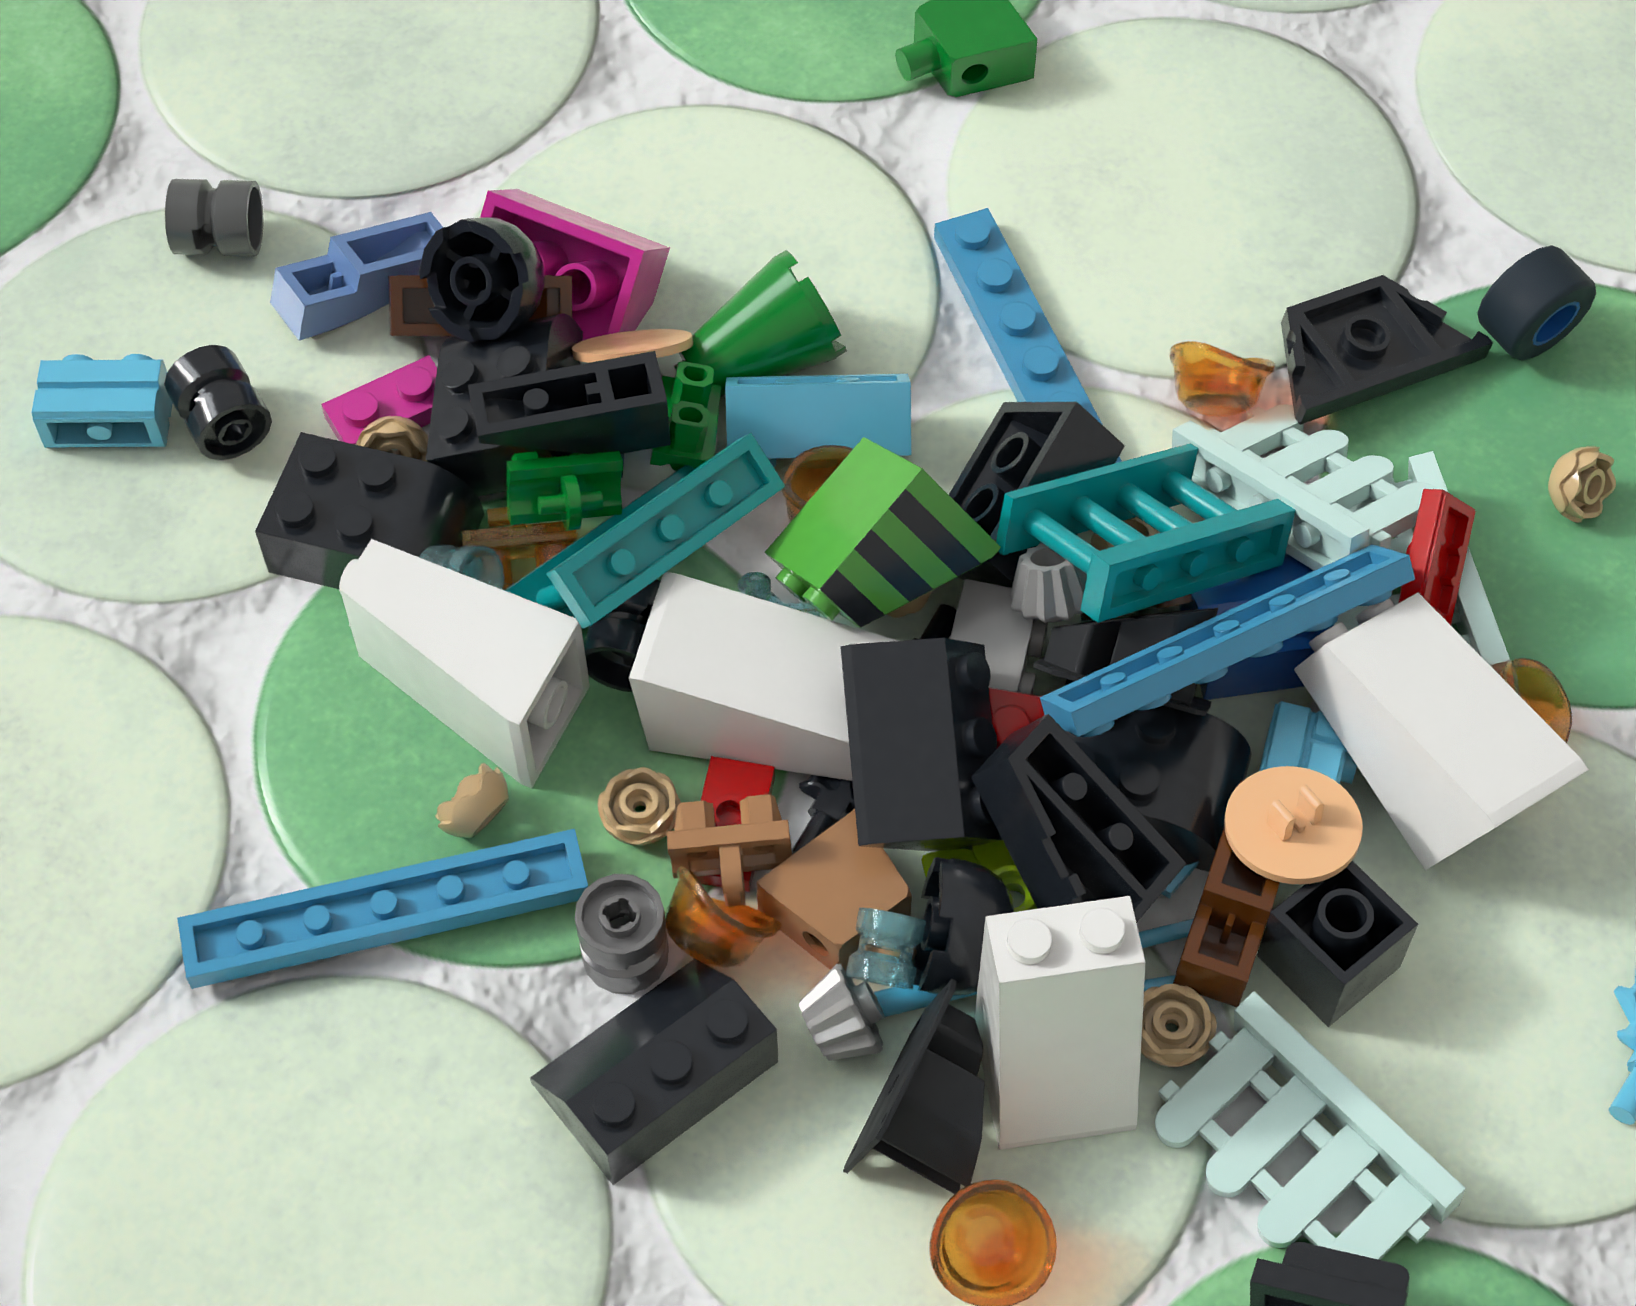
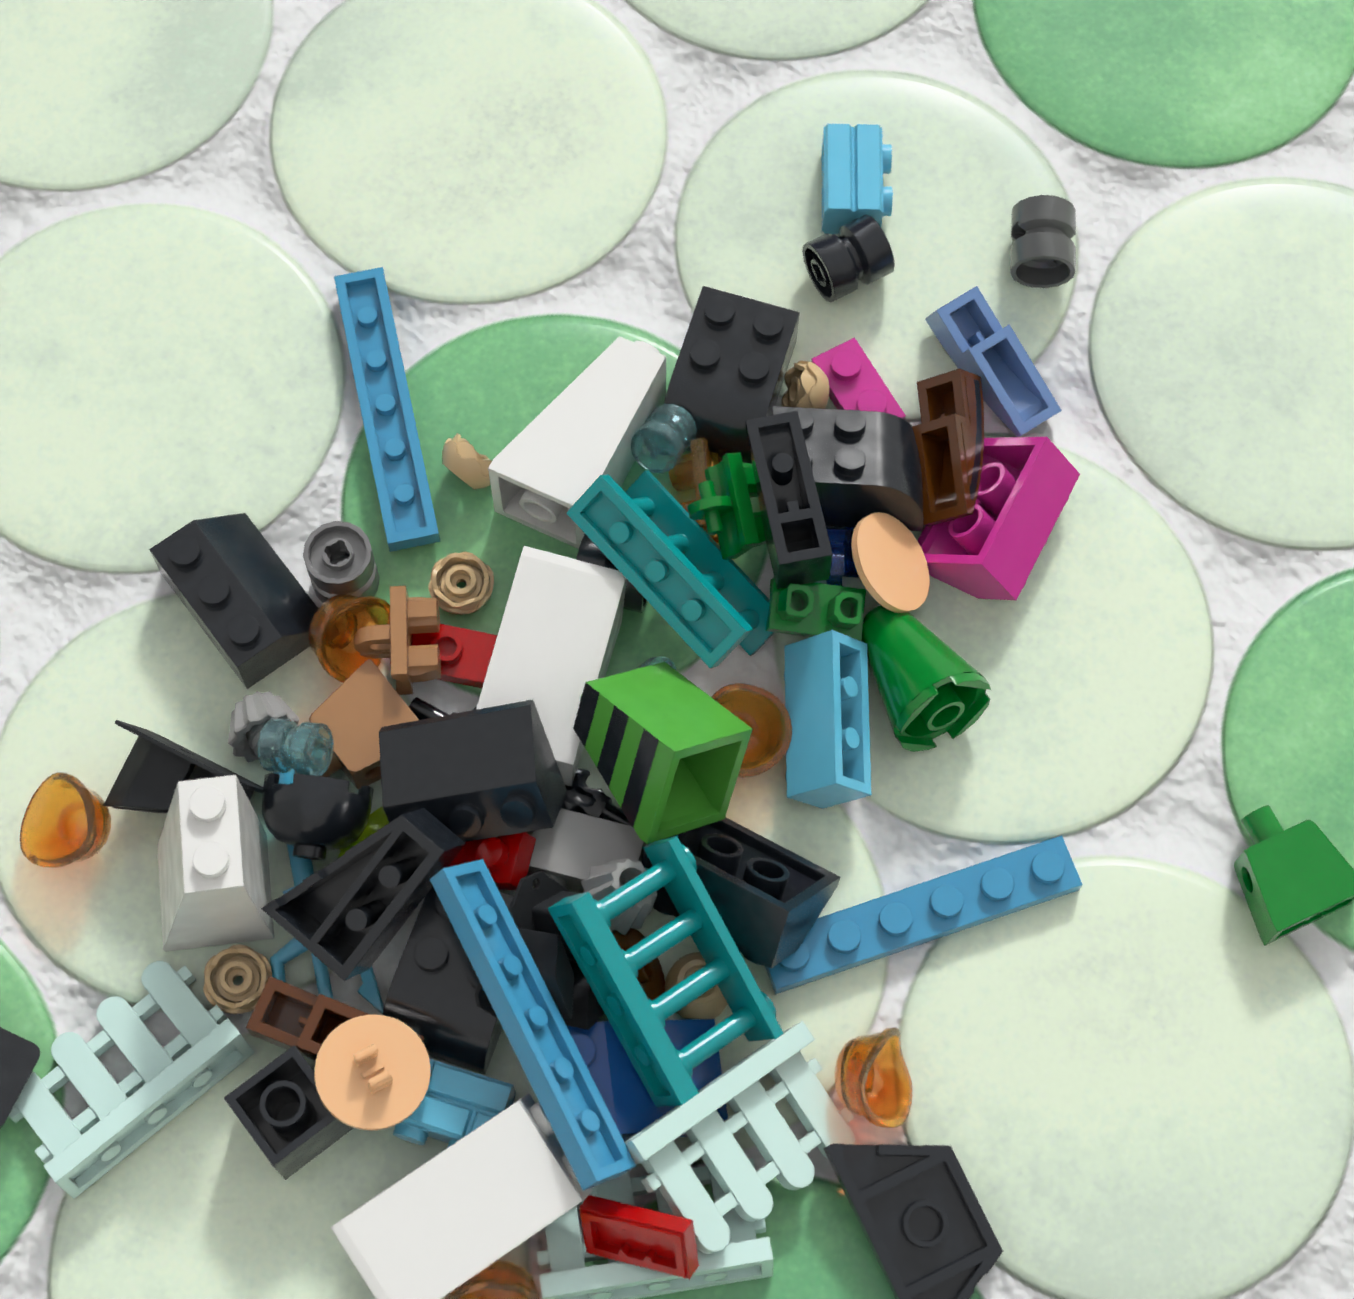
camera: 90 degrees right, 10 degrees up
(482, 278) = (932, 432): black cylinder -> none

